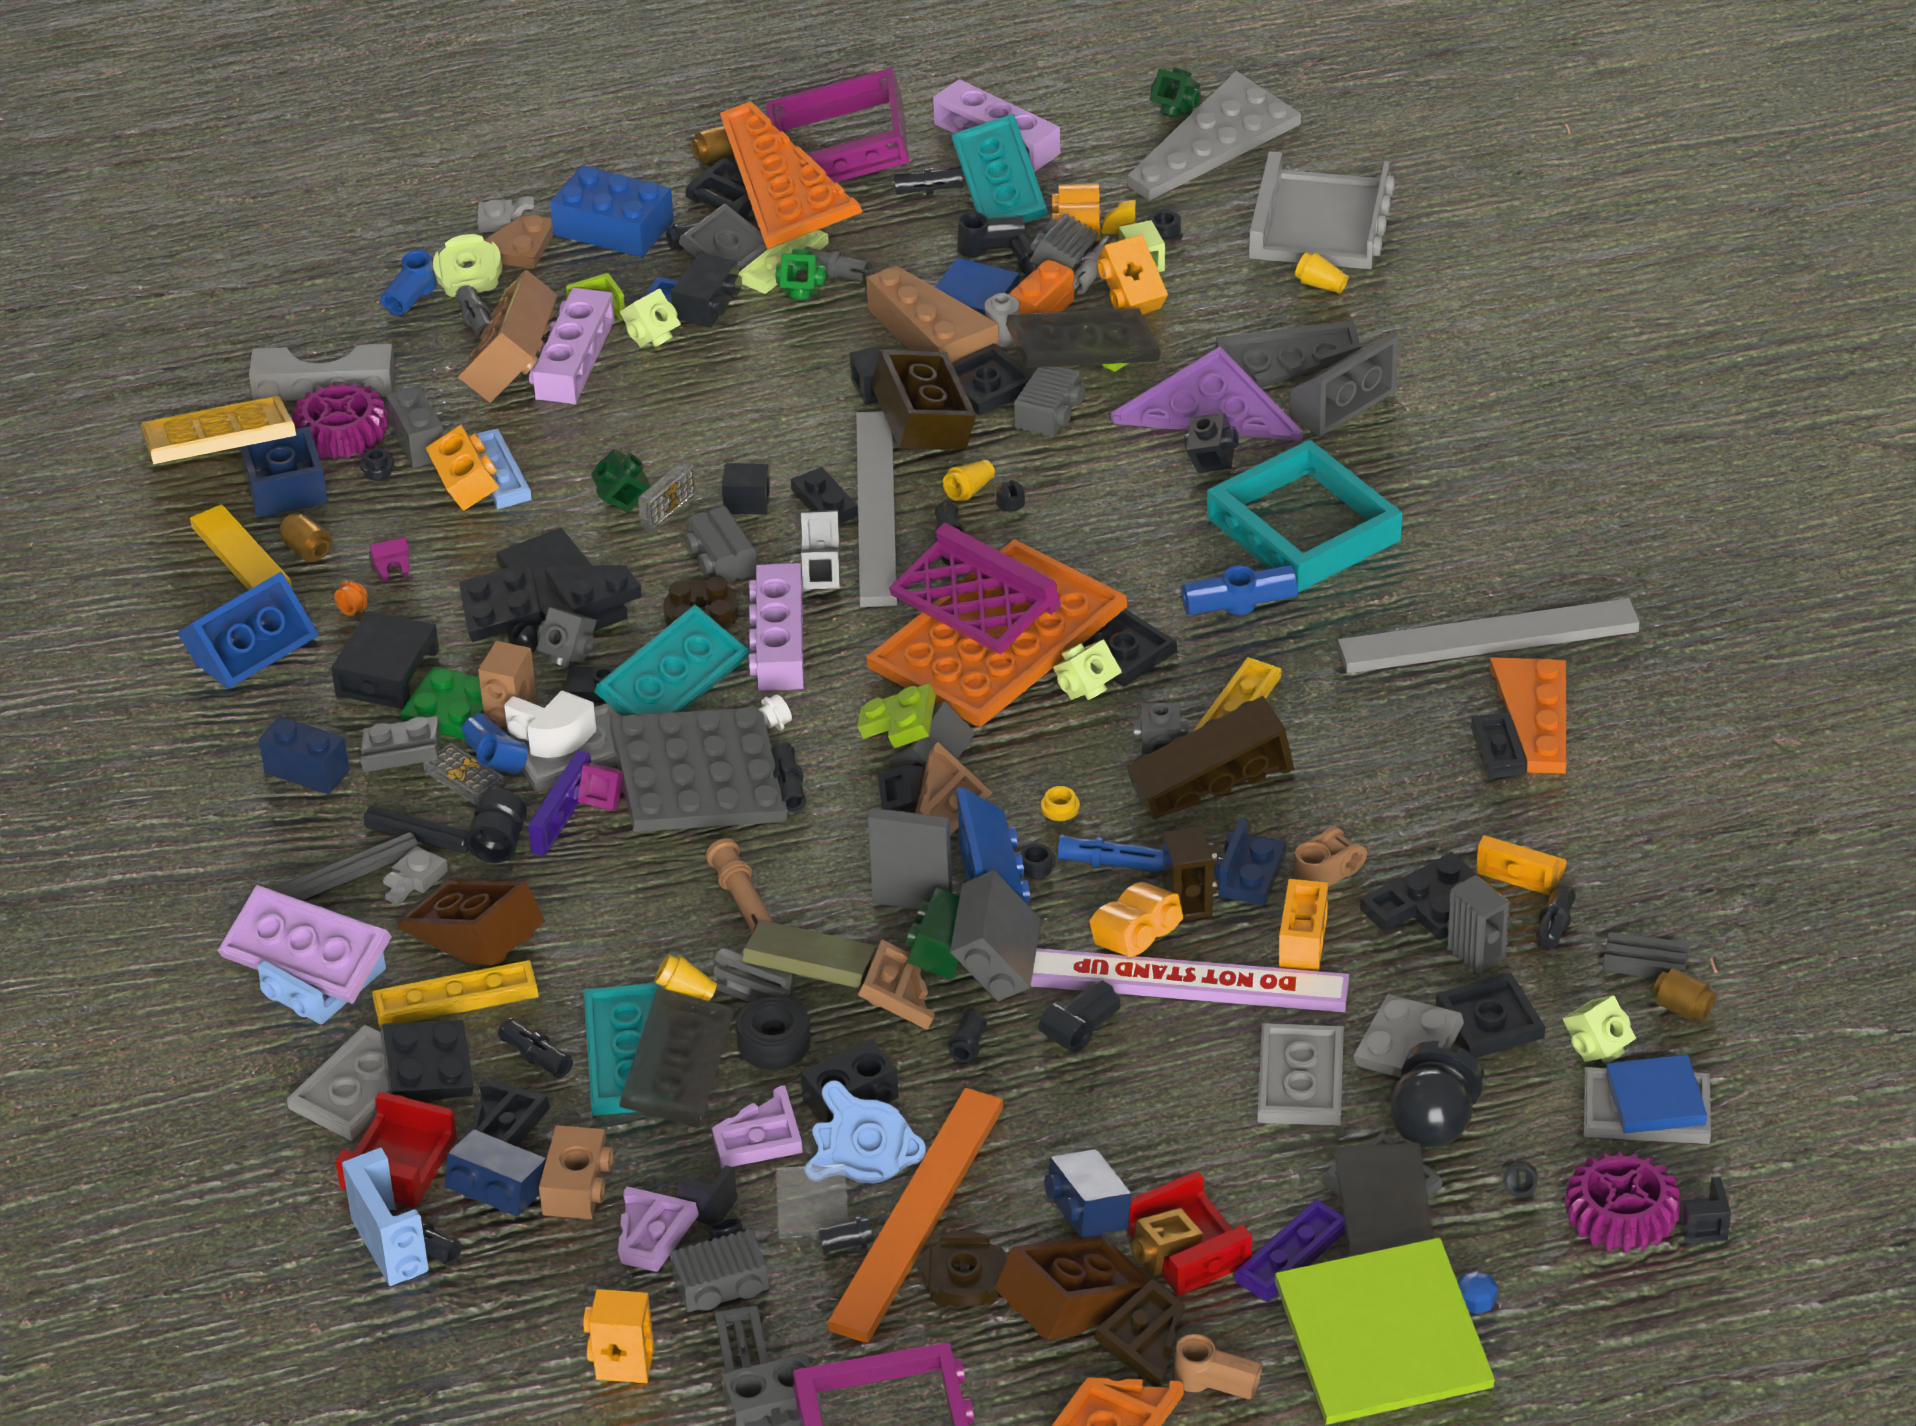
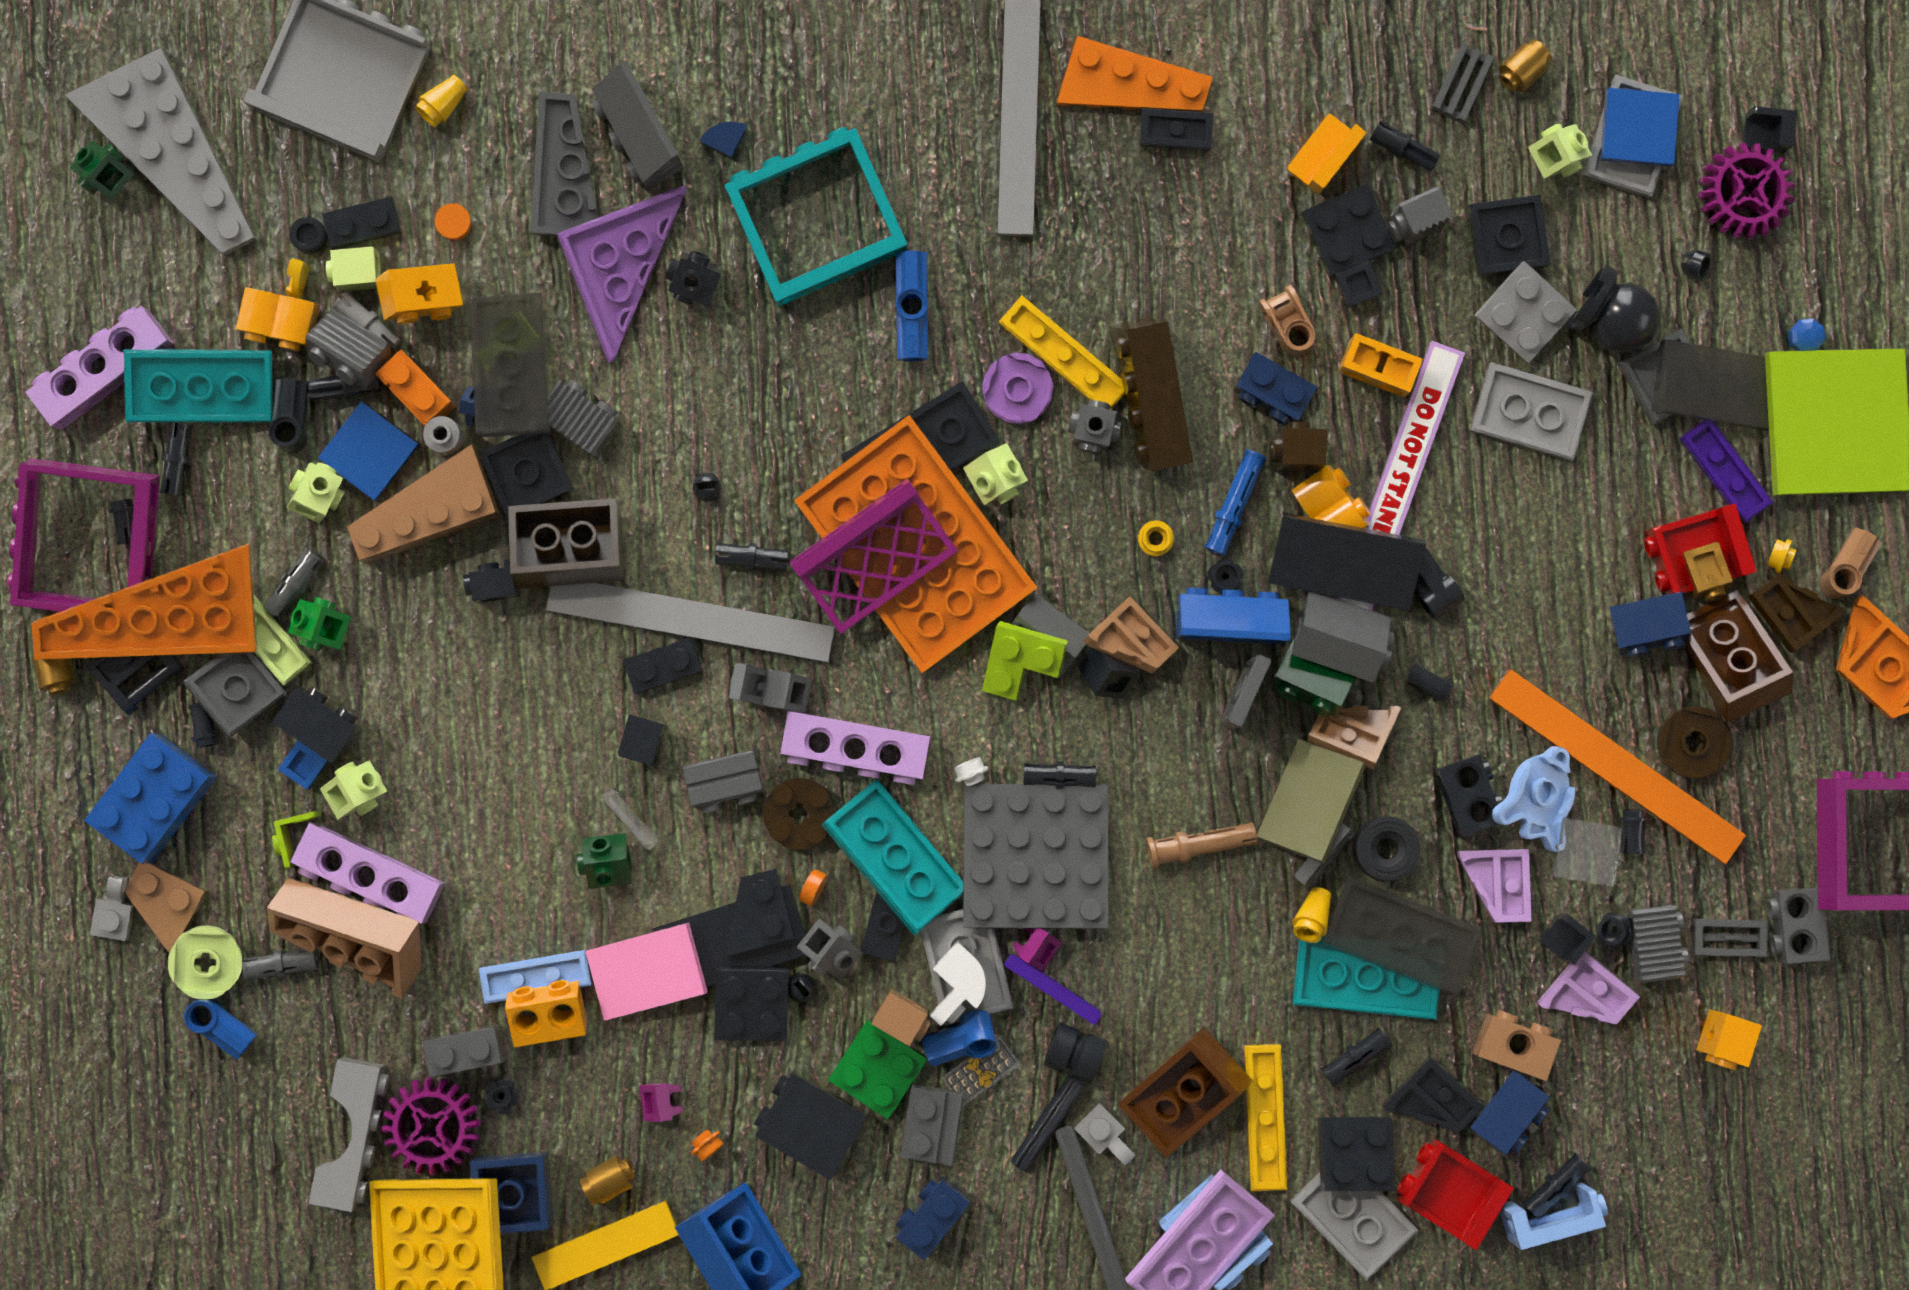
camera: 85 degrees left, 45 degrees up
(518, 527) = (646, 971): none -> bright pink tile
(627, 623) = (813, 887): none -> orange tile
(924, 253) = (315, 491): none -> yellowish green brick
(967, 479) = (678, 522): yellow cone -> none
(1078, 930) = (1346, 561): none -> black tile
(1186, 682) = (1017, 388): none -> medium lavender tile
(1189, 252) = (362, 223): none -> black plate
(1208, 1298) = (1782, 556): none -> yellow plate
(1210, 303) = (453, 221): none -> orange tile
(1360, 452) = (724, 137): none -> dark blue tile

